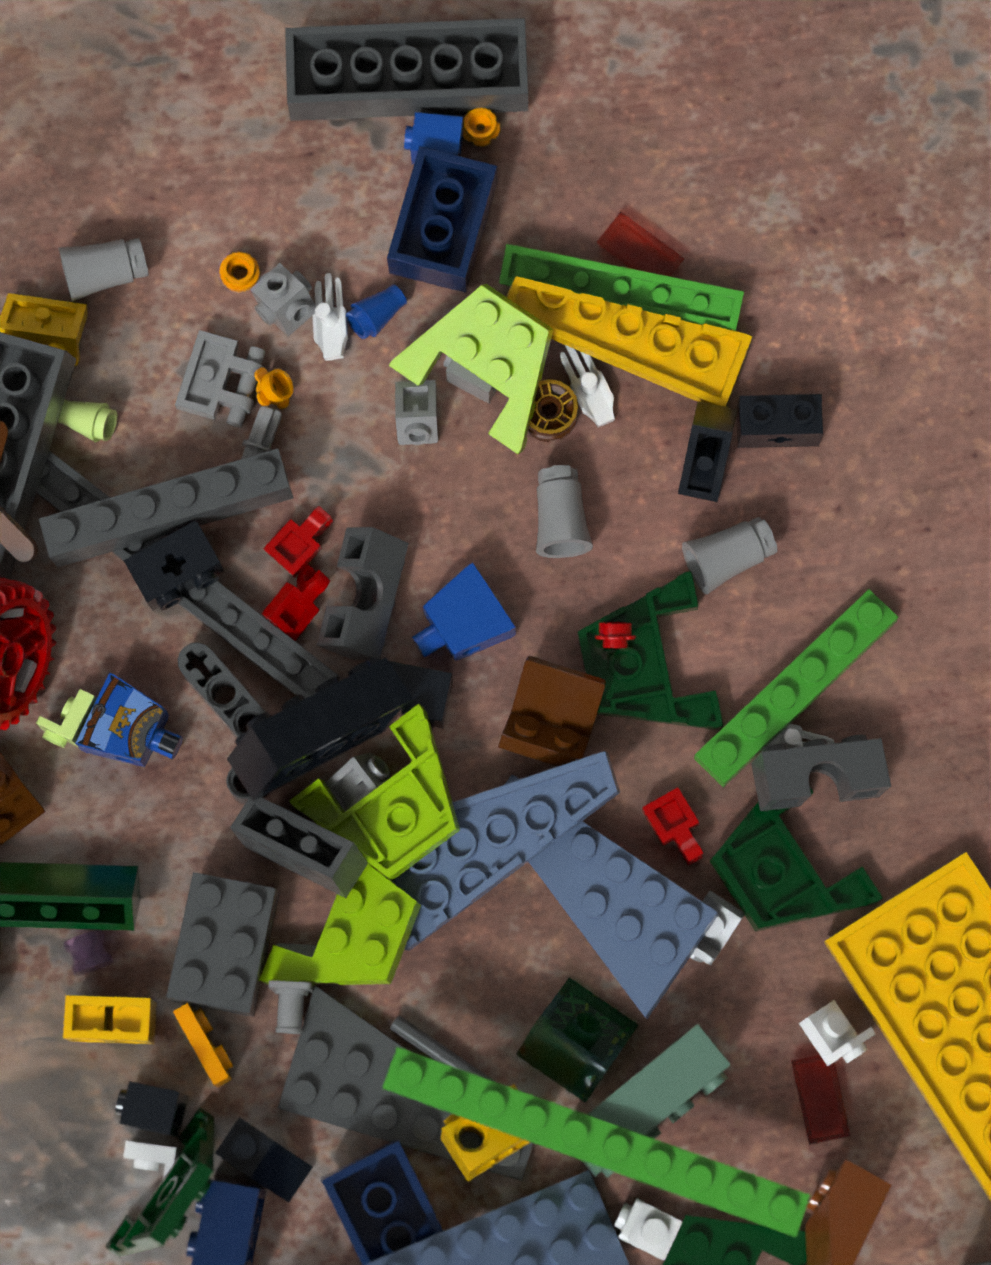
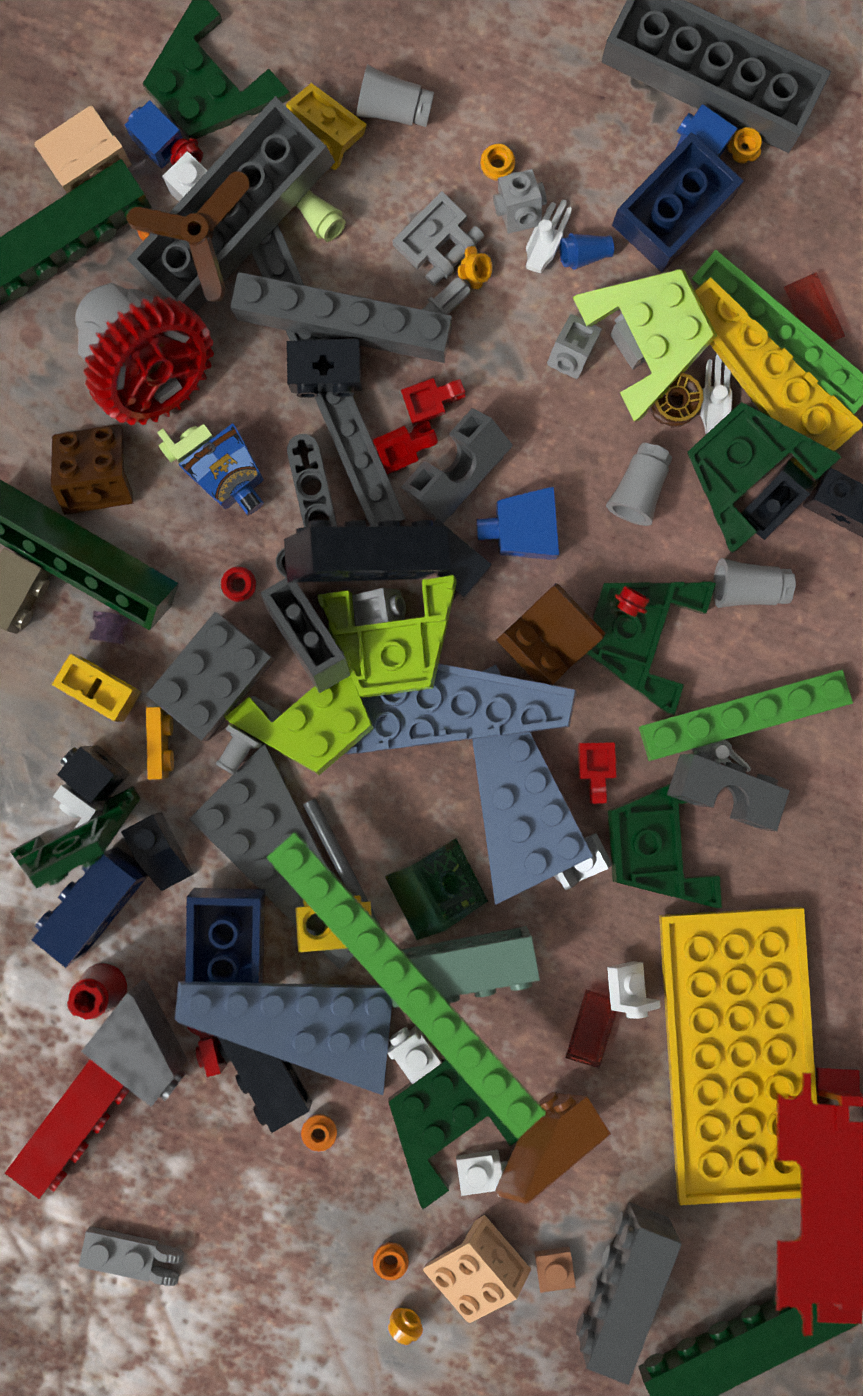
camera: 20 degrees right, 10 degrees up
(193, 824) = (229, 578): none -> red plate
(644, 431) = (740, 455): none -> dark green wing

